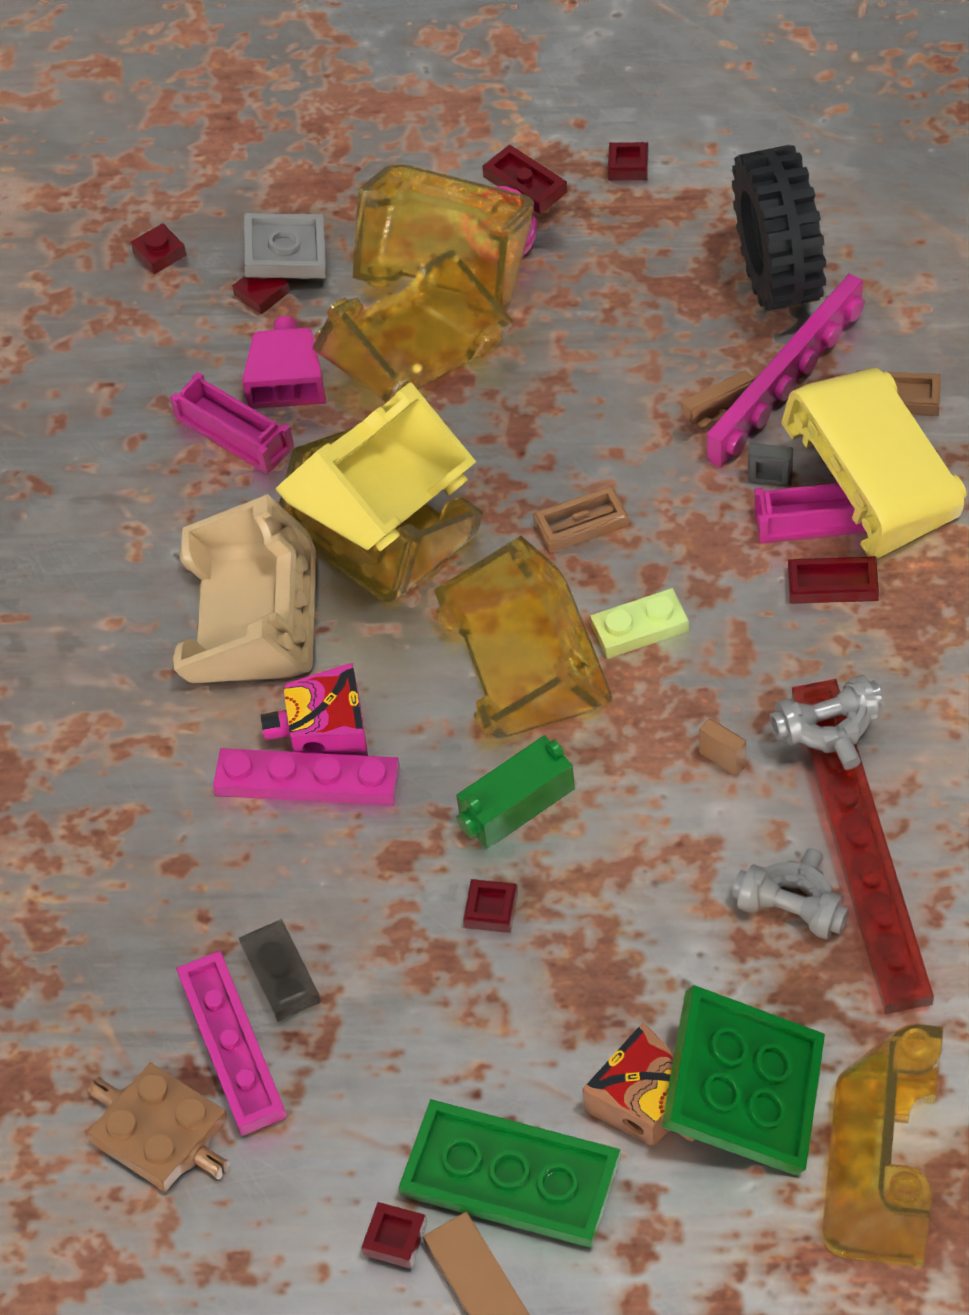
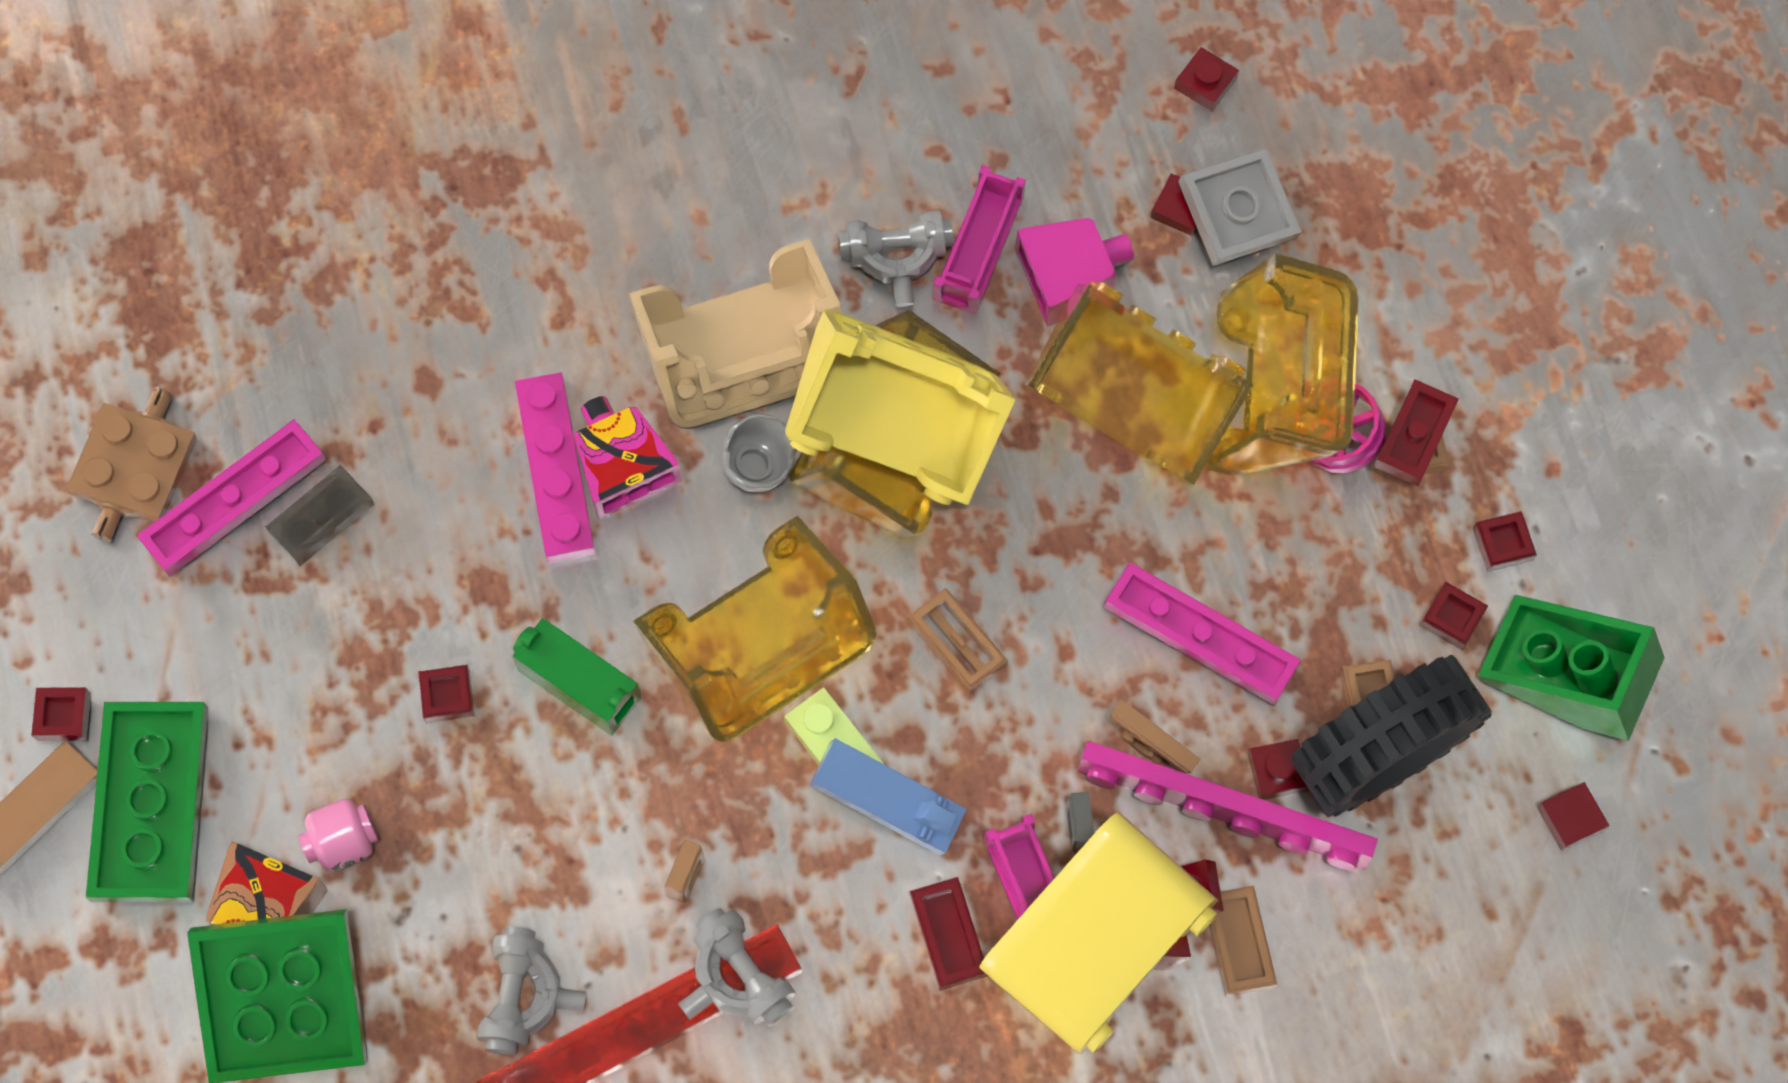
camera: 65 degrees right, 15 degrees up
(213, 452) = (926, 236): none -> light grey piece
(361, 611) = (757, 453): none -> light grey hair
(601, 1008) = (338, 835): none -> bright pink head
(635, 355) = (1202, 633): none -> dark pink plate
(677, 204) = (1454, 615): none -> dark red tile
(706, 585) = (887, 797): none -> medium blue hinge
(718, 266) = (1365, 678): none -> medium nougat tile
(744, 120) = (1575, 664): none -> green slope
(764, 336) = (1274, 771): none -> dark red plate
(861, 172) = (1573, 816): none -> dark red tile

